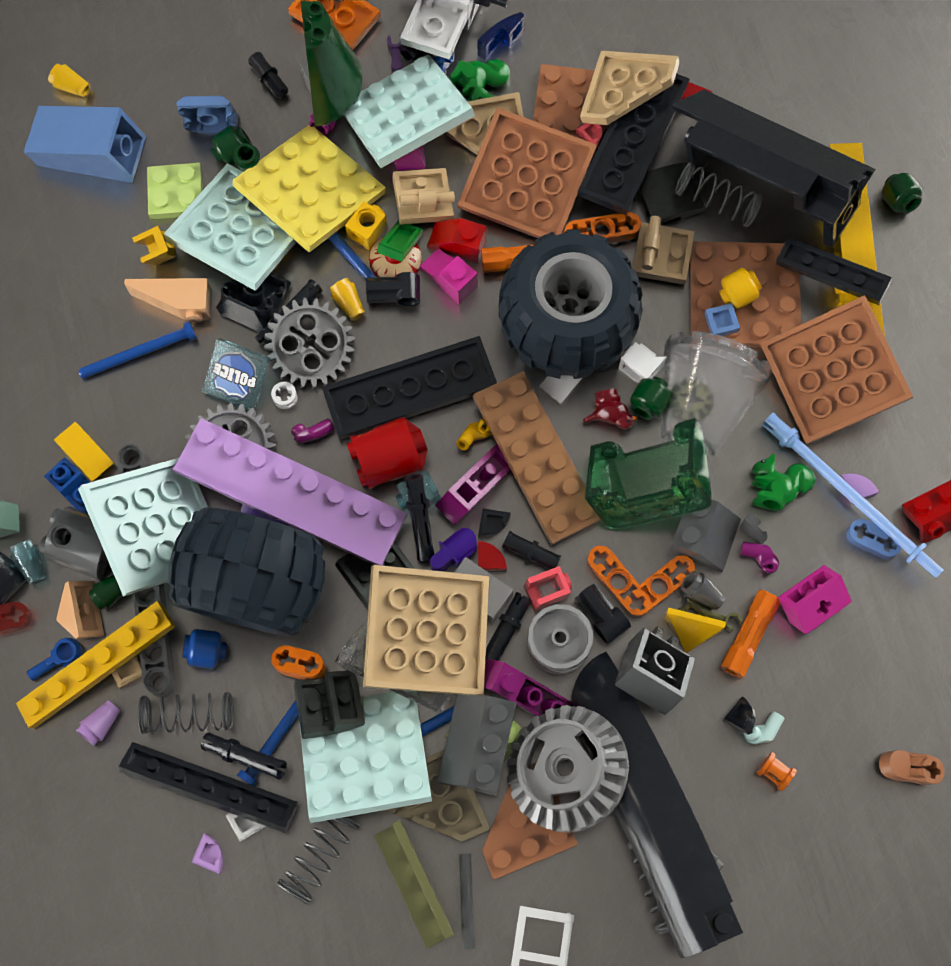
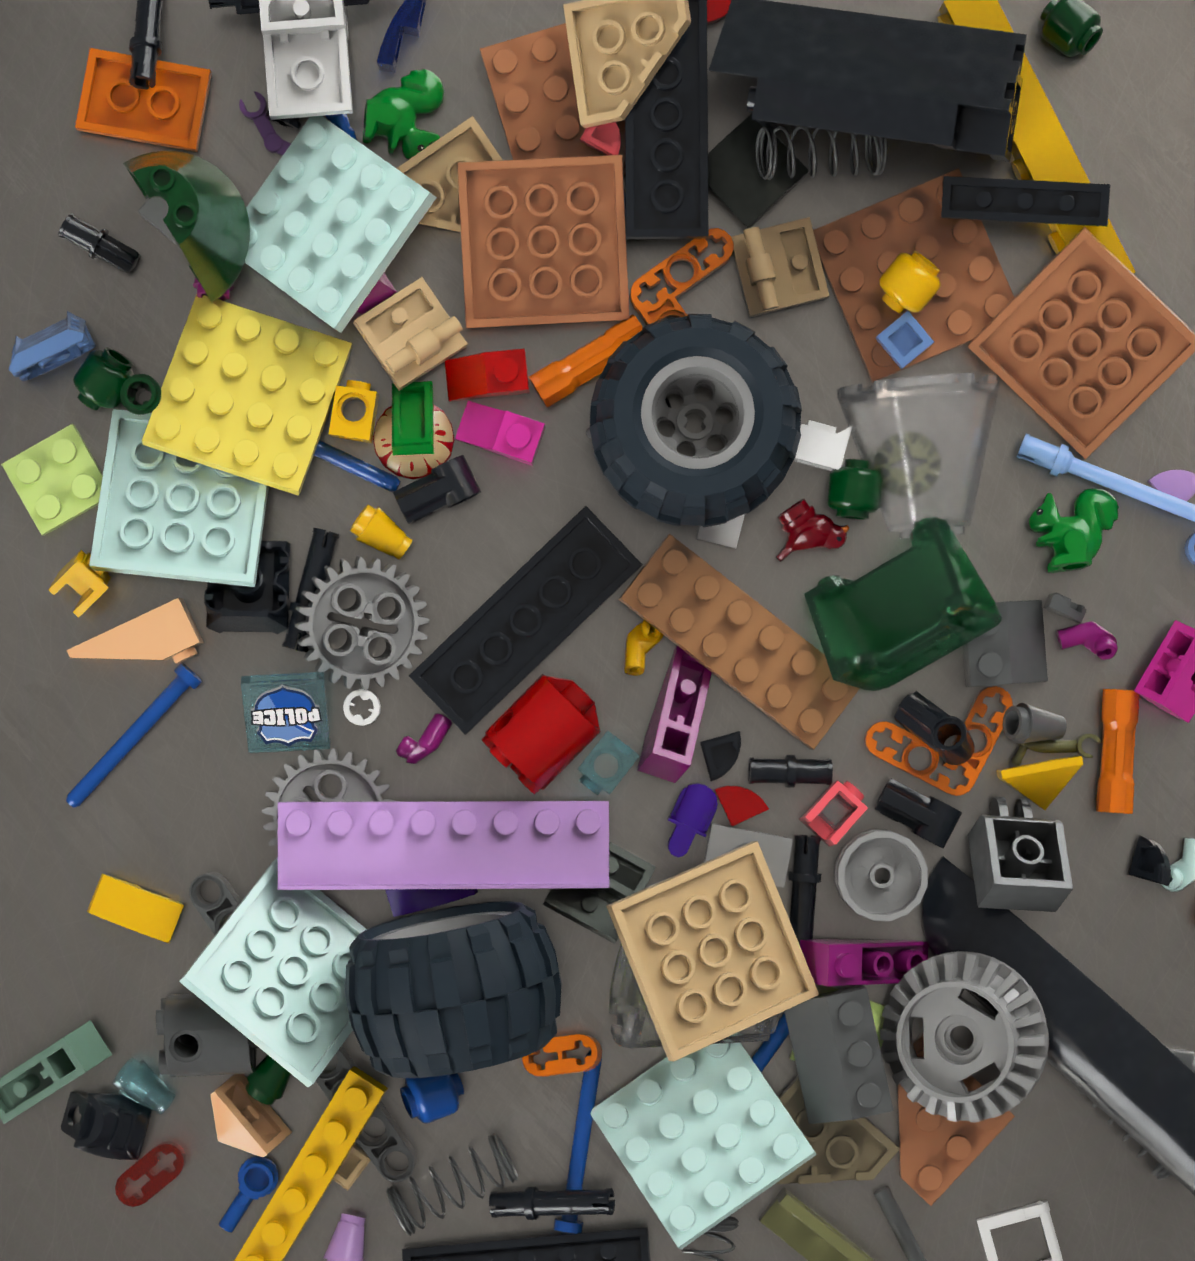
camera: 25 degrees left, 15 degrees up
(67, 480) = (148, 959): blue slope -> none
(328, 704) = (628, 1094): pearl dark grey slope -> none
(418, 507) = (622, 789): black pin -> none
(639, 564) = (935, 727): none -> black piece

